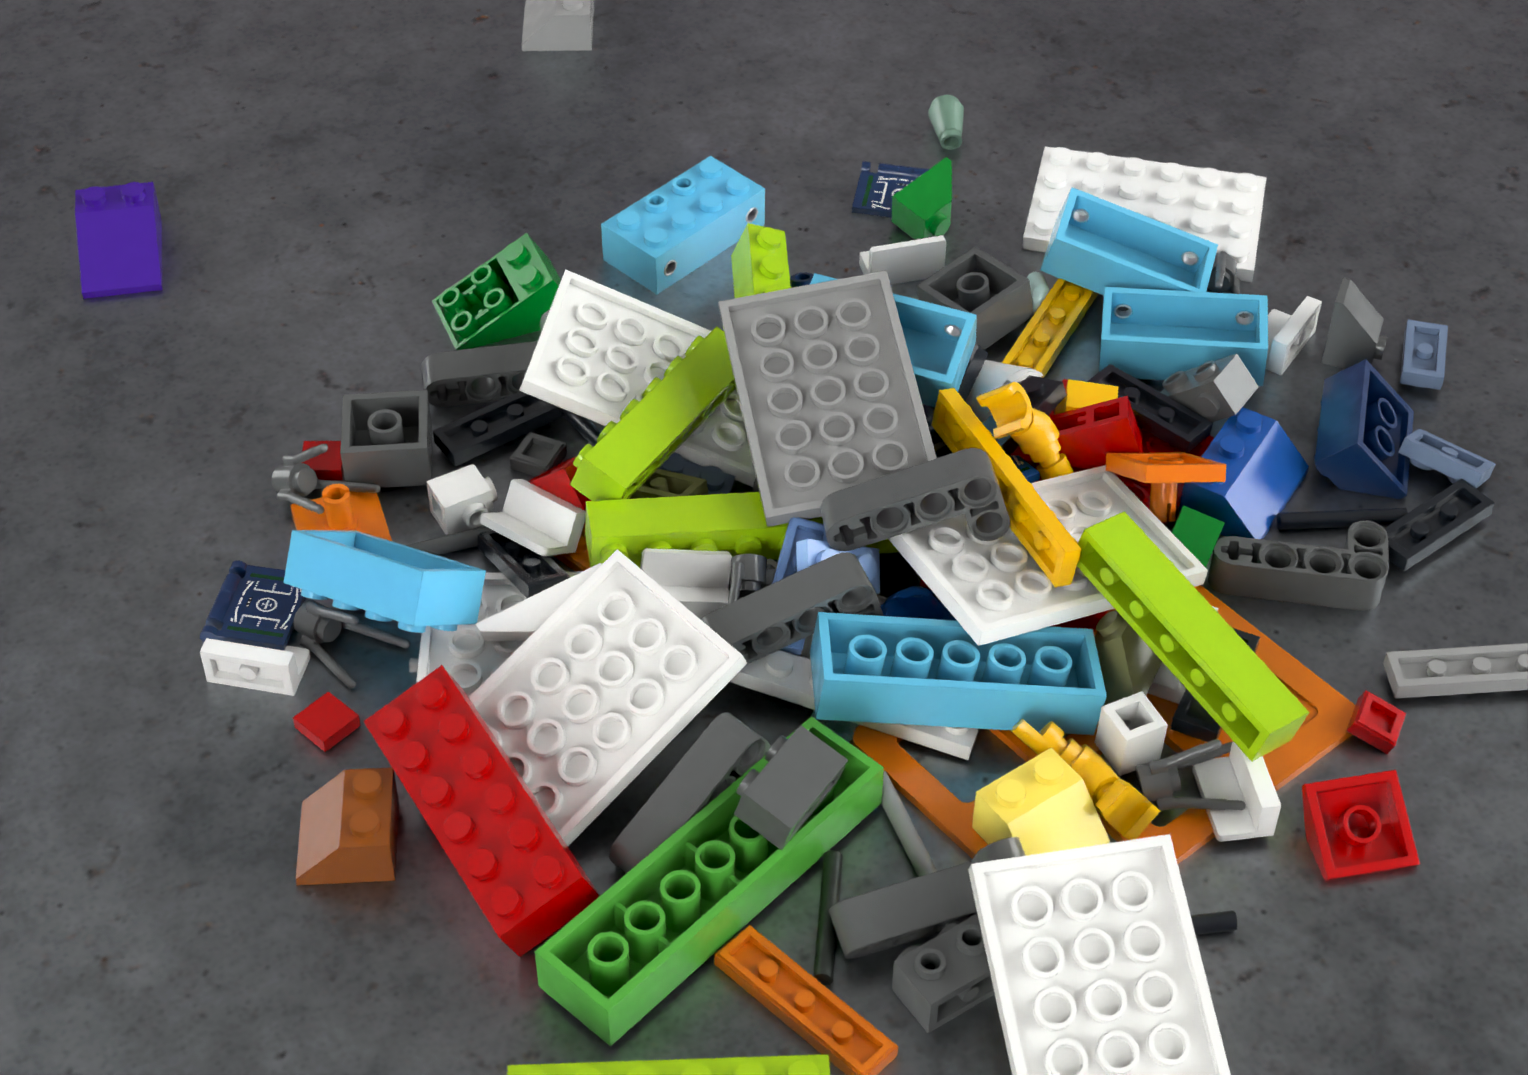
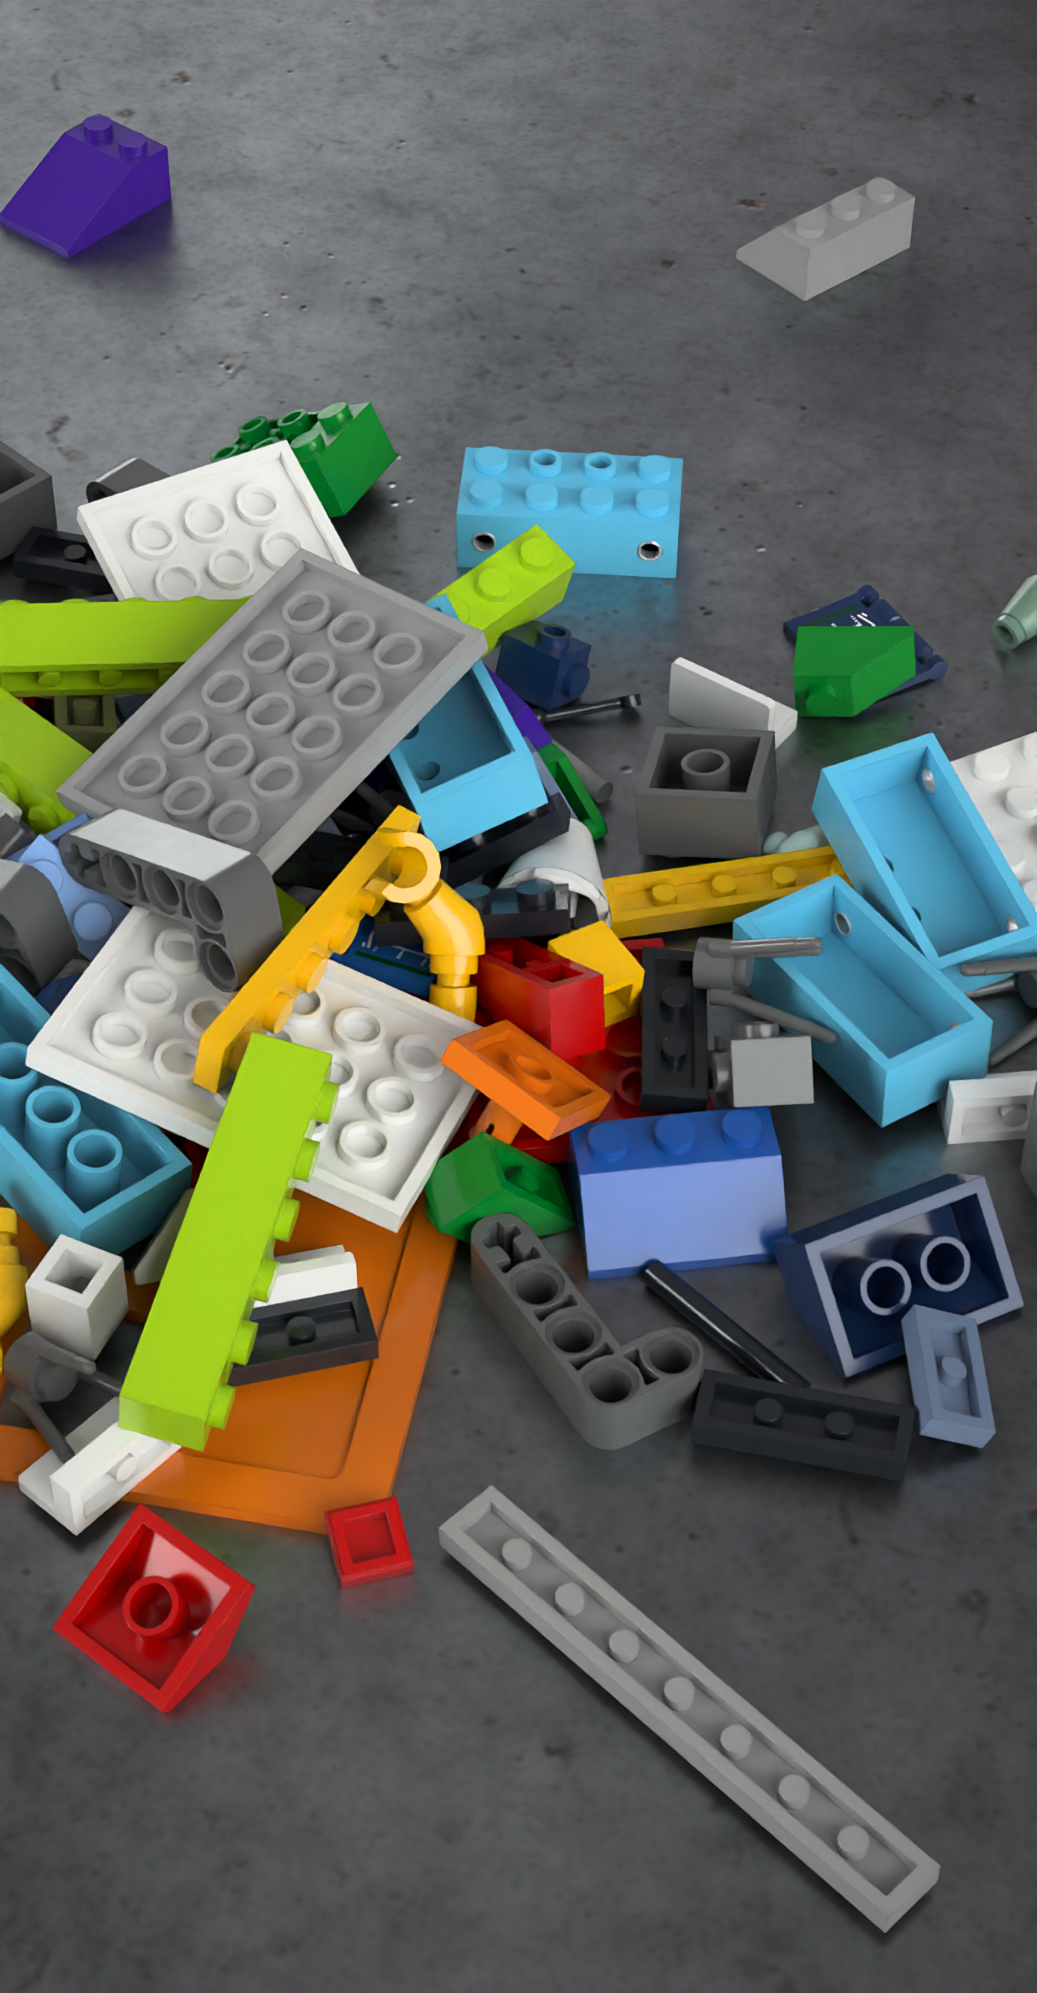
camera: 50 degrees right, 0 degrees up
(1143, 354) = (729, 963): none -> dark grey plant

